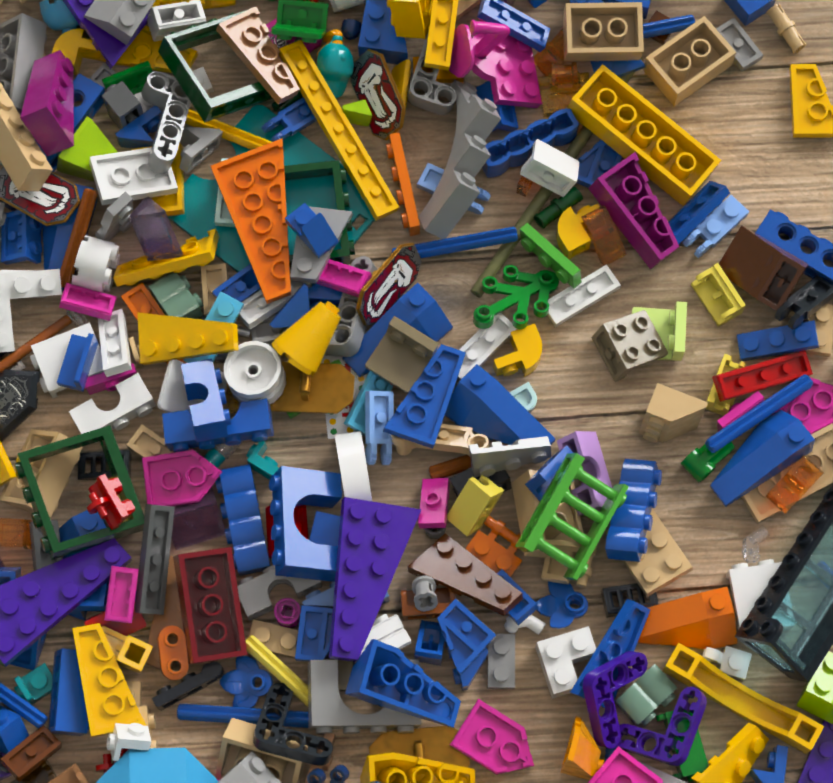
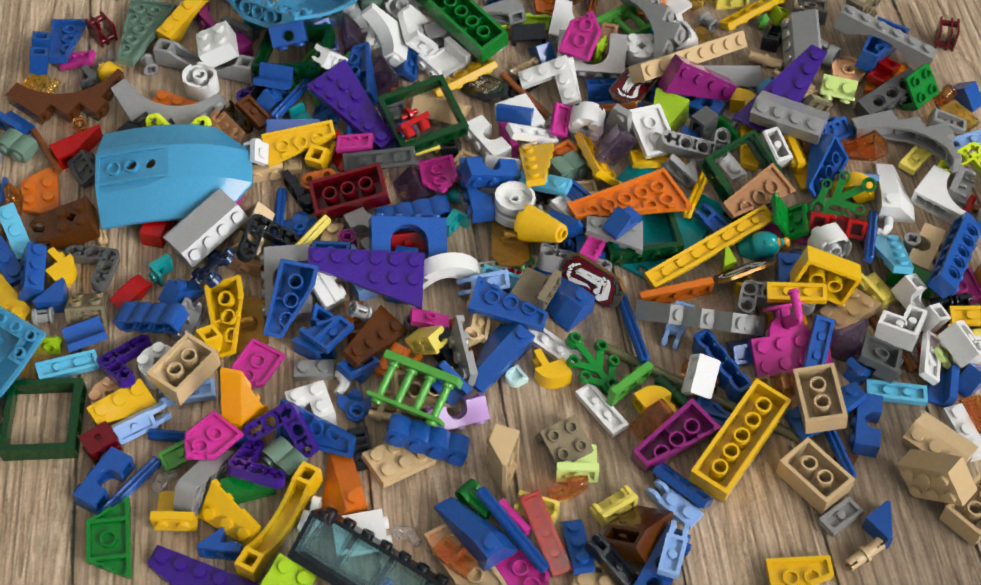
camera: 85 degrees right, 20 degrees down
(696, 341) = (573, 488): none -> clear orange slope
(796, 229) = (673, 552): none -> light blue hinge

